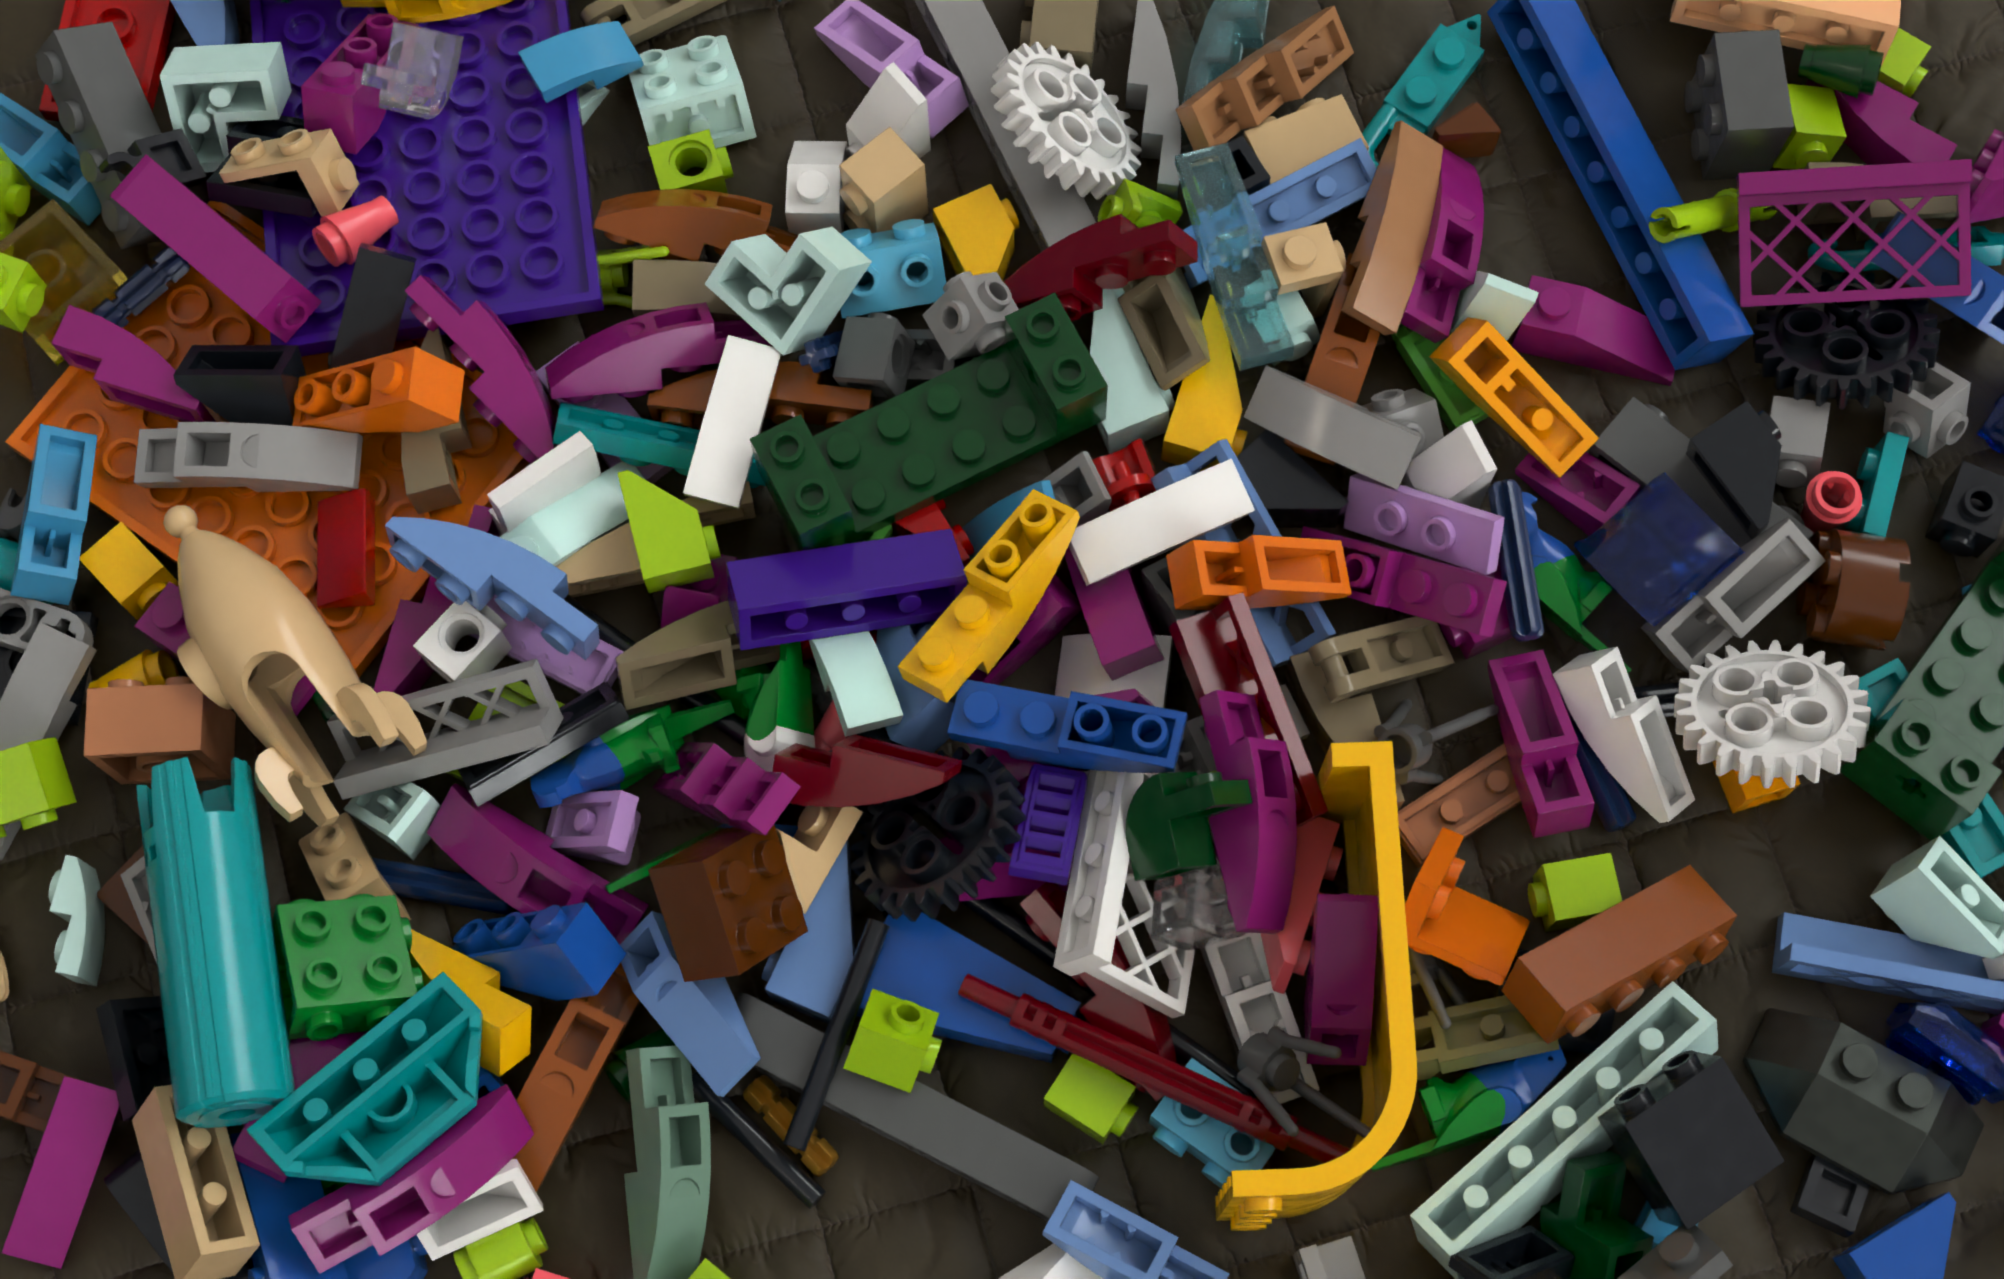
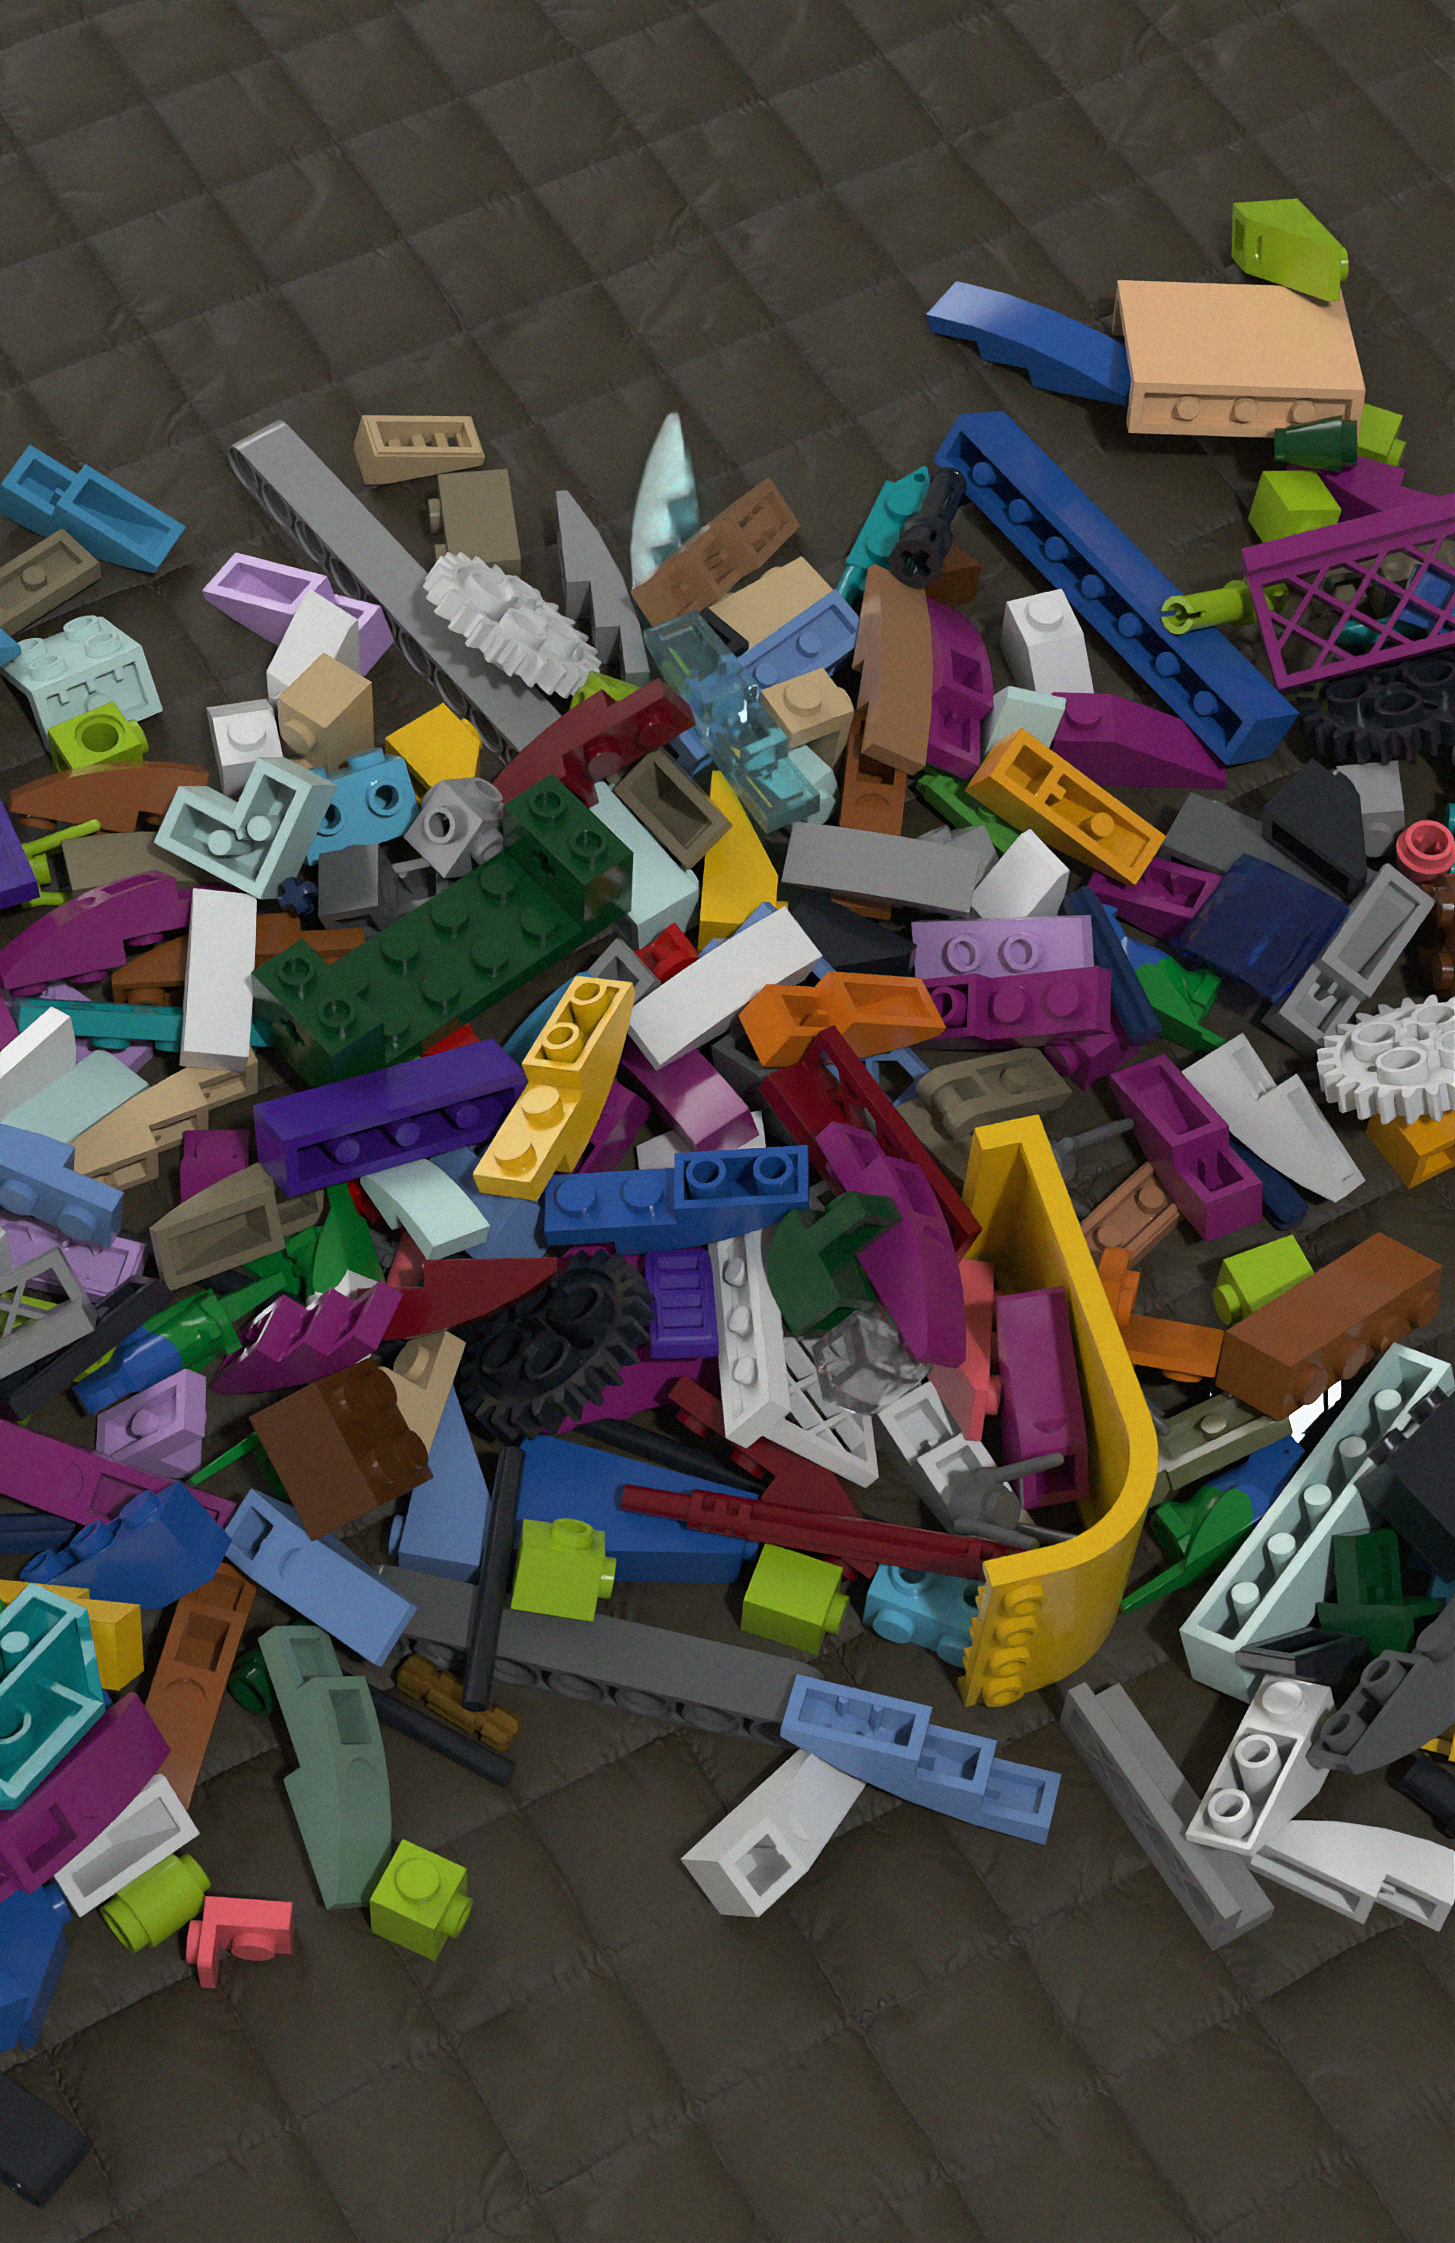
camera: 20 degrees left, 15 degrees down
(667, 535) = (171, 1101): lime slope -> none
(1457, 97) = (927, 534): none -> black pin
(1541, 227) = (1045, 645): none -> white slope
(1739, 104) = (1220, 496): dark grey brick -> none

